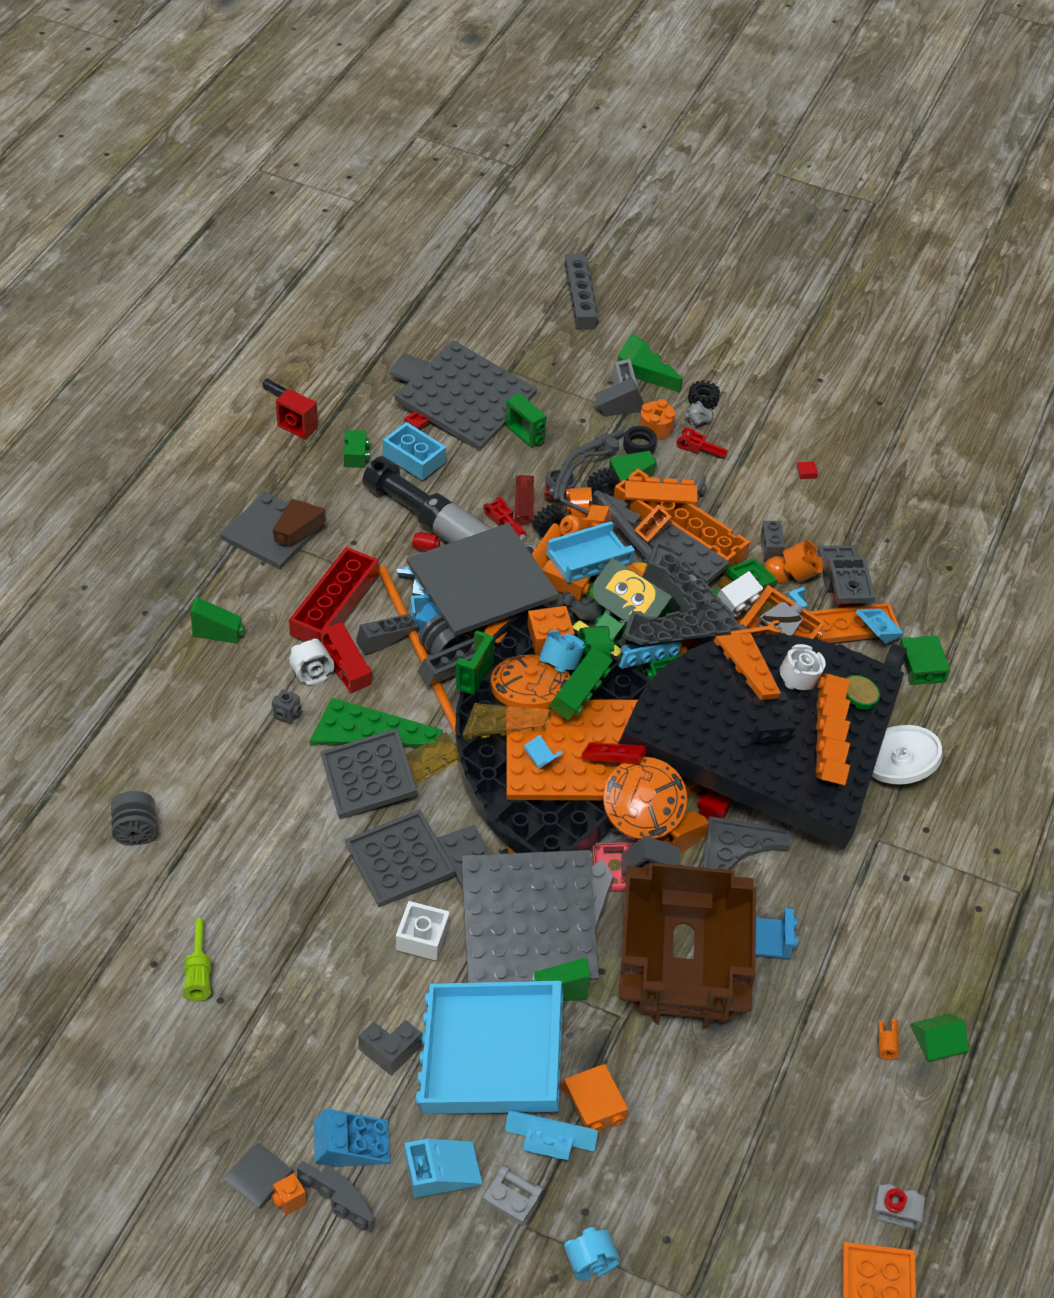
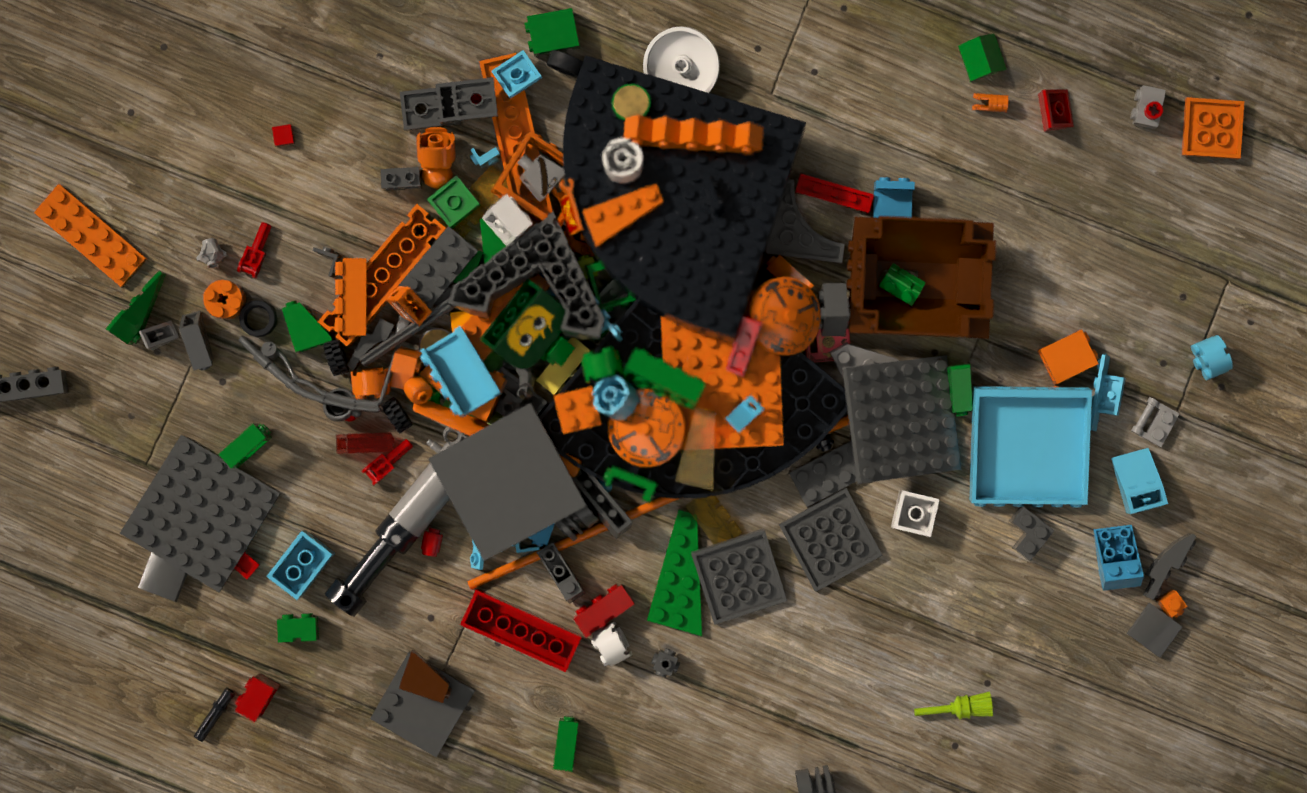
camera: 90 degrees left, 40 degrees up
(678, 932) = (902, 284): none -> green brick
(710, 390) = (166, 238): black tyre -> none
(711, 348) = (90, 235): none -> orange plate
(776, 883) = (834, 193): none -> red plate
(886, 1102) = (1055, 109): none -> red slope

